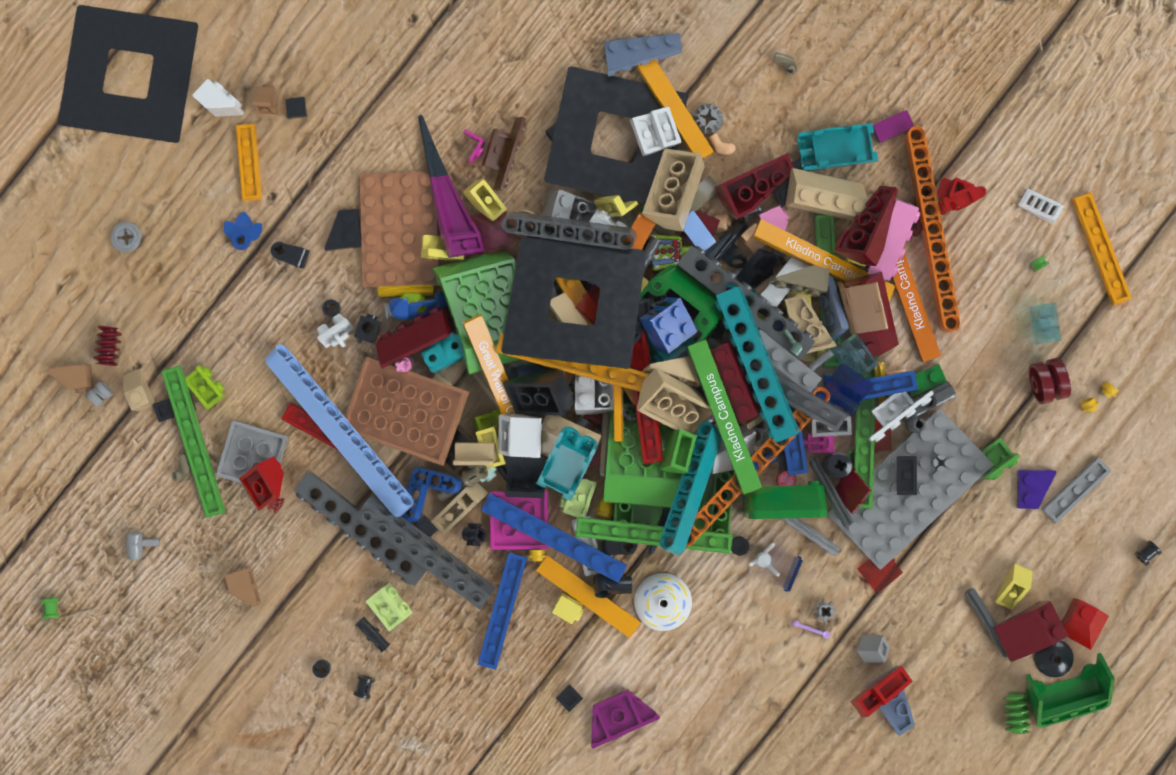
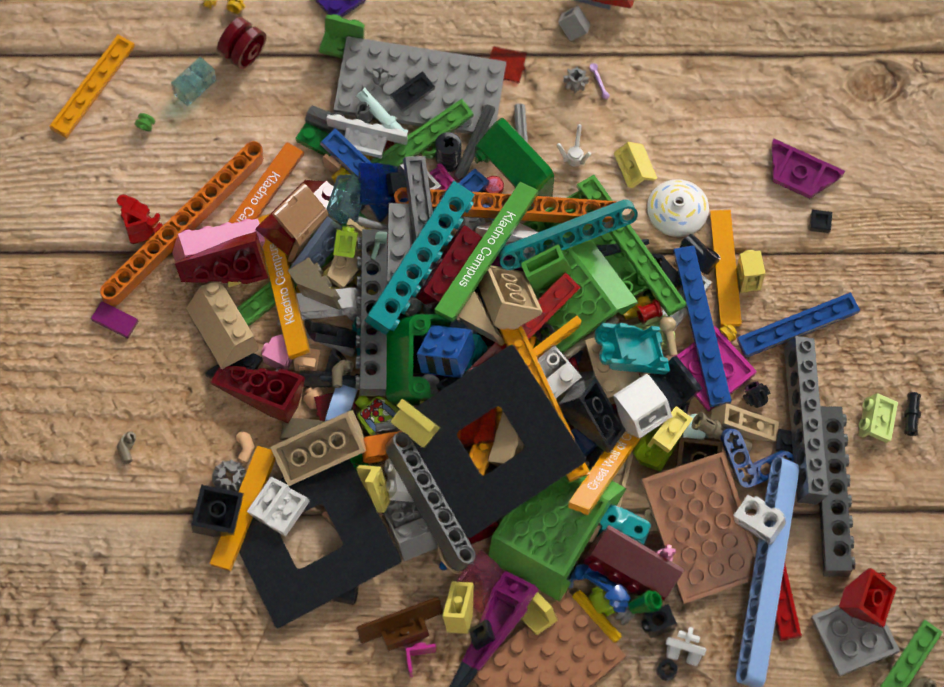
camera: 130 degrees left, 20 degrees down
(372, 444) = (756, 523): none -> white brick
(381, 326) = (646, 603): none -> green cone
(452, 198) = (481, 634): none -> black tile
(474, 453) = (690, 434): tan panel -> none
(572, 511) = (668, 325): none -> tan bar
(593, 507) = (649, 311): none -> red bush
(631, 260) = (414, 424): none -> light yellow panel
(634, 51) = (220, 583): sand blue wing -> none
(685, 85) = (216, 511): none -> black slope
(721, 598) = (634, 164): none -> light yellow panel
(723, 248) = (340, 370): none -> dark tan arm
(739, 546) = (577, 178): black tile -> none
(792, 573) = (567, 122): clear blue piece -> none
(817, 325) = (345, 242): none -> lime bracket
(836, 147) = (172, 349): teal piece -> none
(839, 400) = (395, 181): none -> black tile
(852, 491) = (461, 122): dark red piece -> none
(896, 439) = (379, 112): none -> light aqua pin
(1043, 200) = (92, 142): white slope -> none

